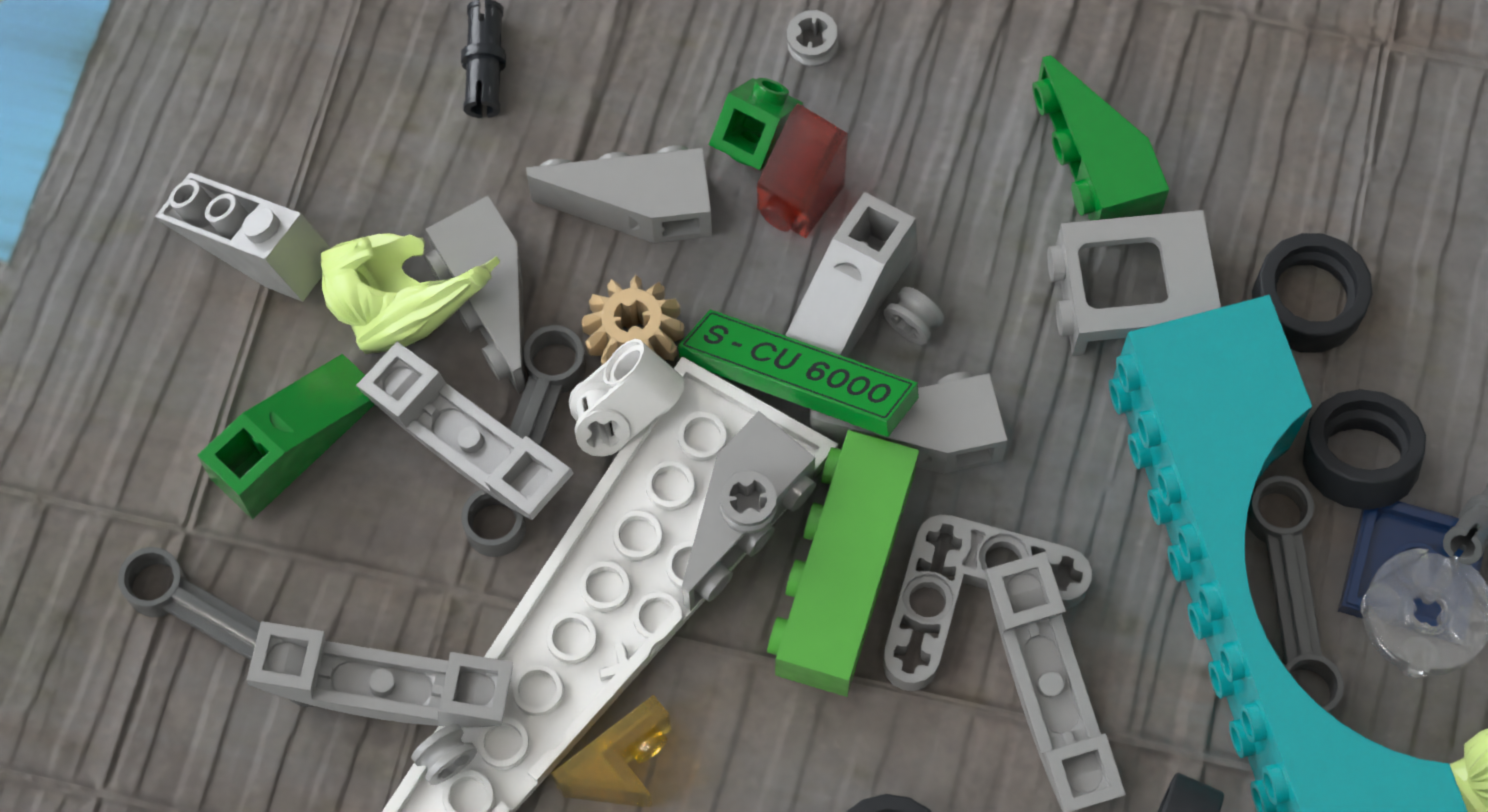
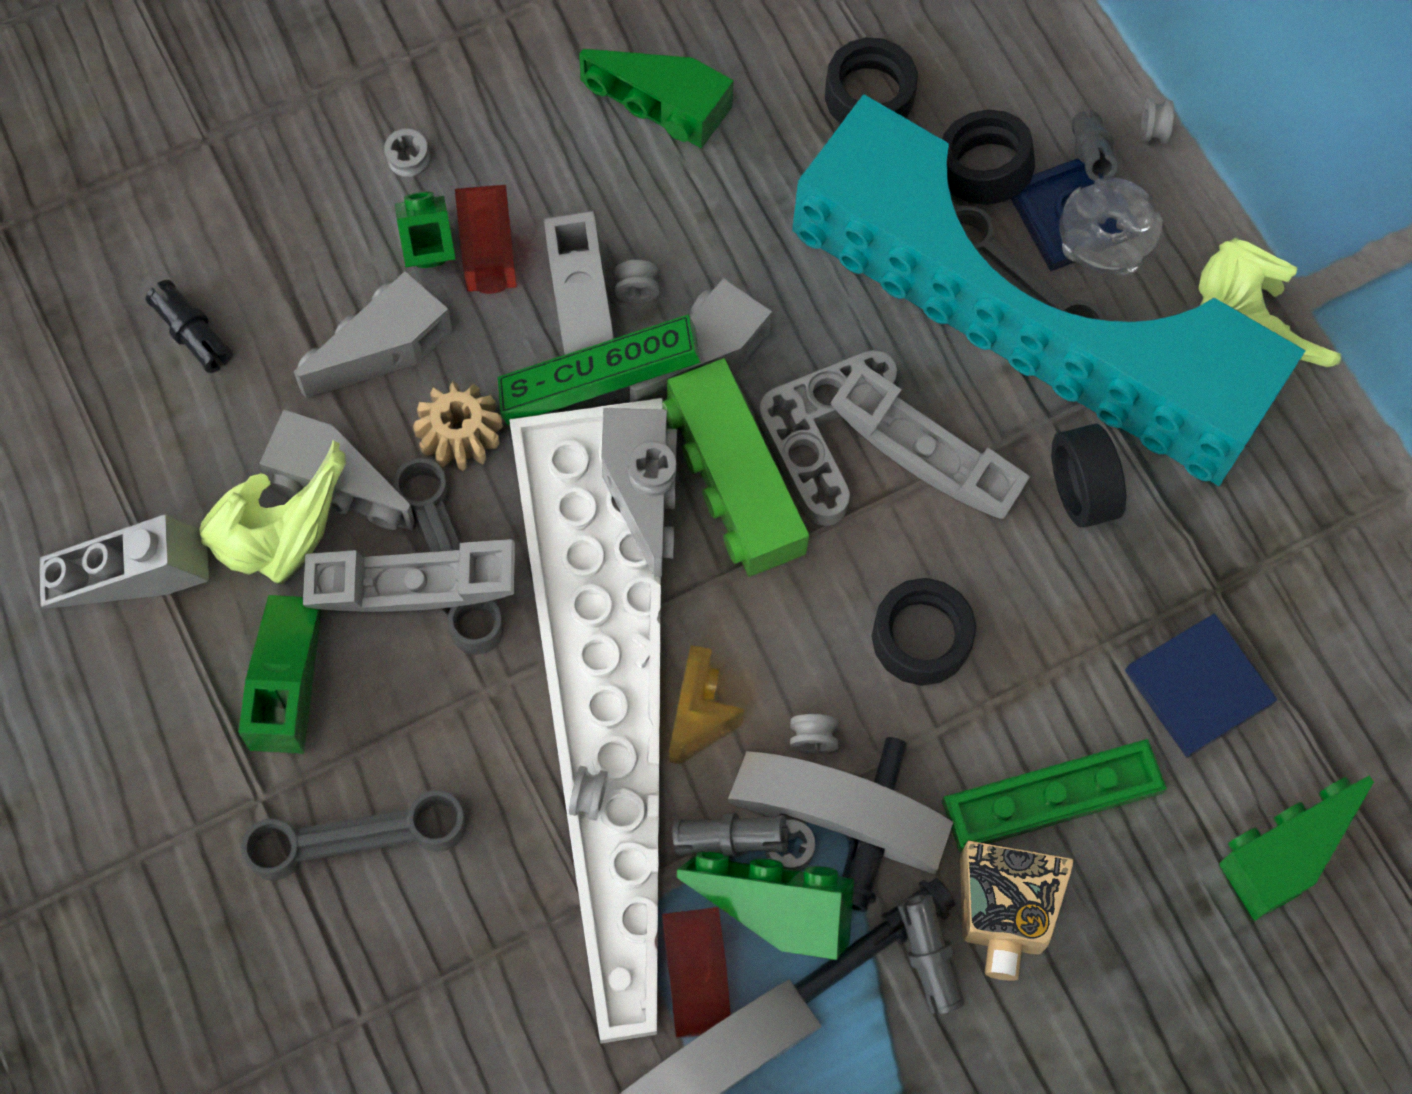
camera: 45 degrees left, 0 degrees up
(379, 682) = (501, 783): light grey slope -> none
(624, 391) = (496, 469): white piece -> none
(1185, 264) = (785, 122): light grey window -> none

